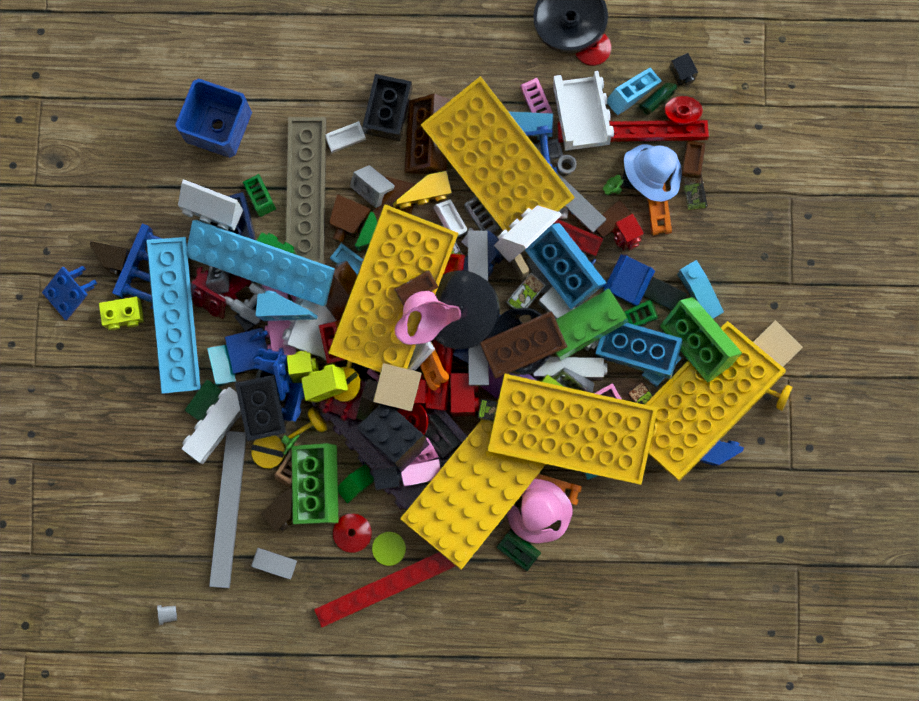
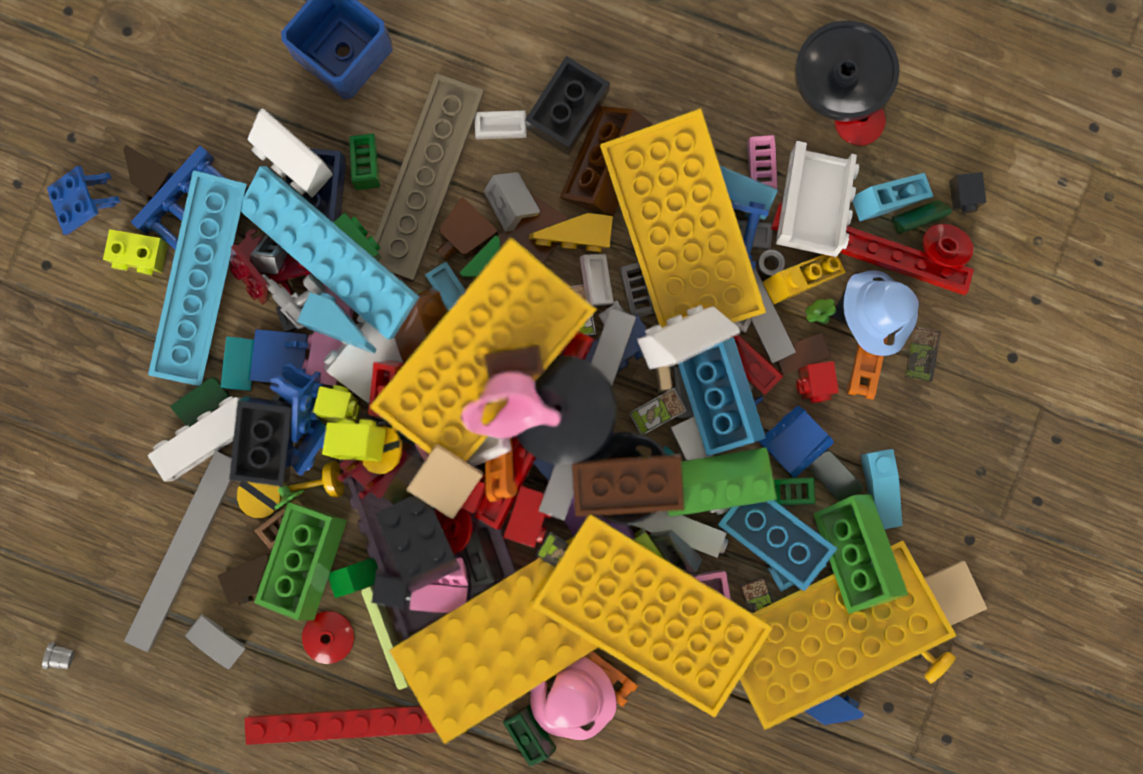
camera: 15 degrees right, 5 degrees up
(389, 548) = (367, 674): lime piece -> none
(393, 515) = (385, 634): none -> yellowish green tile
(592, 167) = (802, 277): none -> yellow slope
(693, 159) = (936, 314): reddish brown tile -> none

